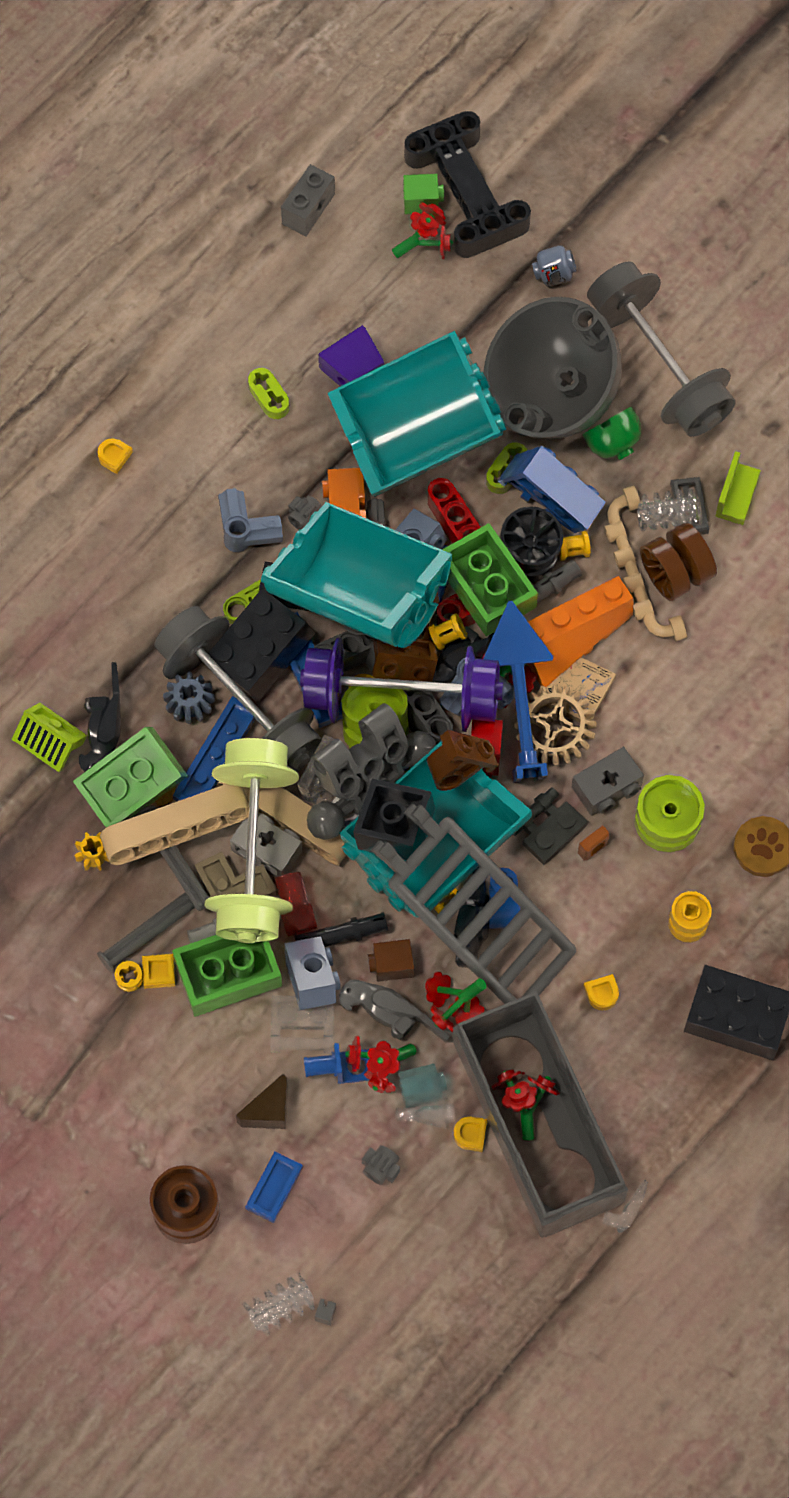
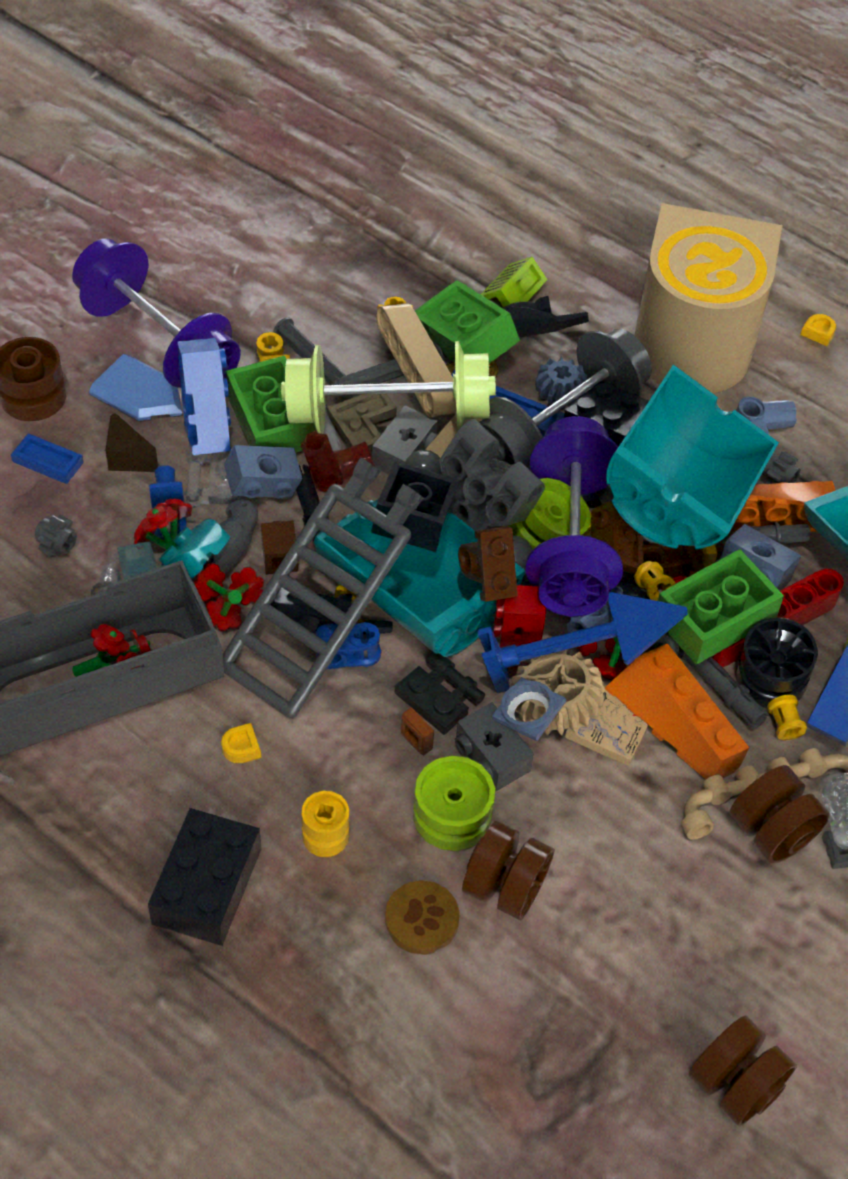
camera: 85 degrees right, 15 degrees down
(117, 549) = (706, 294): none -> tan brick
(171, 1026) = (112, 277): none -> dark purple piece
(183, 1104) = (136, 390): none -> medium blue tile
(235, 1023) = (204, 395): none -> wedge
(417, 1027) = (196, 546): none -> teal slope
(585, 724) = (523, 691): none -> sand blue piece
(734, 772) = (497, 864): none -> reddish brown wheel

